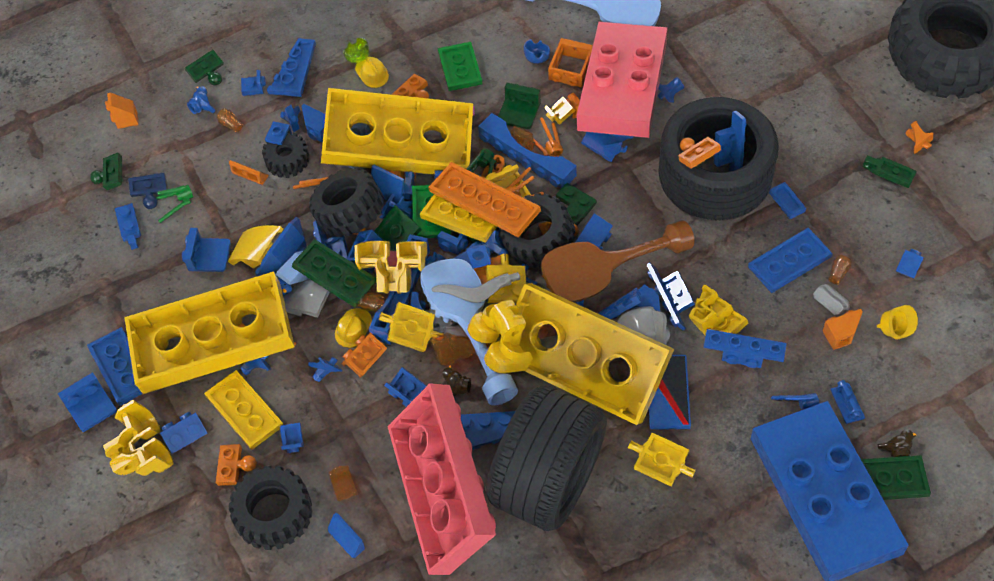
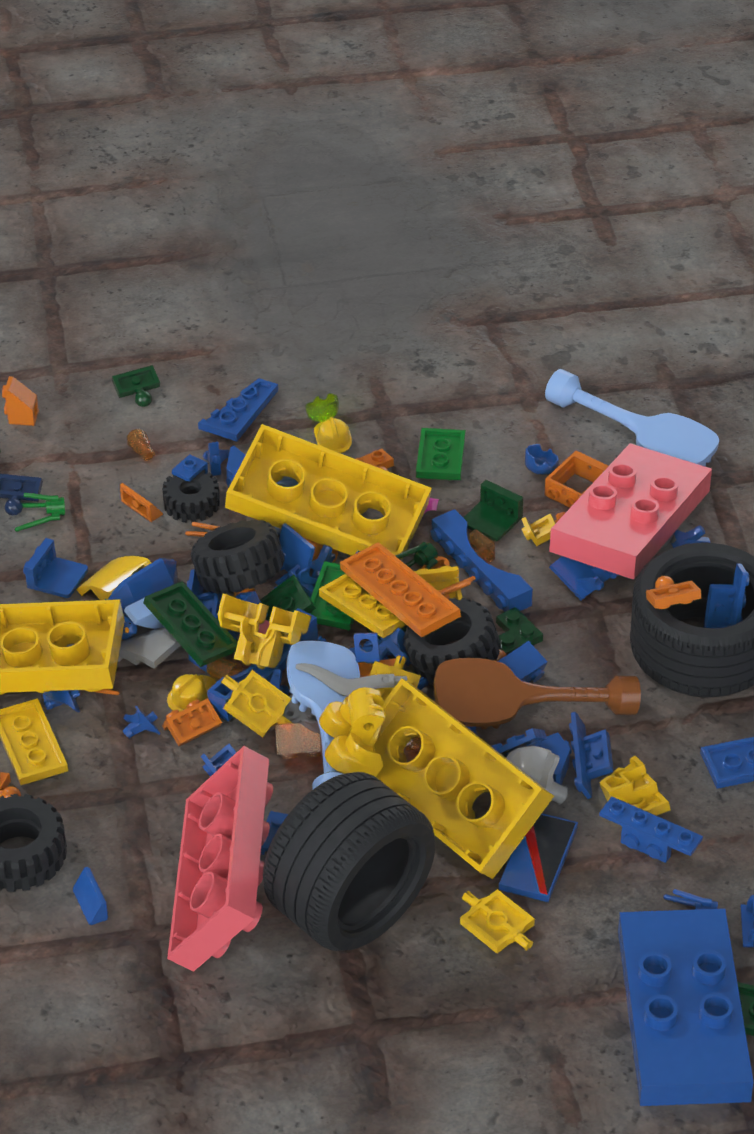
camera: 15 degrees right, 15 degrees down
(200, 101) = (114, 417): blue animal -> none
(253, 85) = (184, 415): blue bracket -> none
(291, 437) = (71, 783): blue bracket -> none
(342, 482) = (110, 843): clear orange bracket -> none
(450, 243) = (343, 632): blue bracket -> none
(458, 383) = (287, 779): dark brown animal -> none
(553, 147) = (514, 563): orange plant -> none

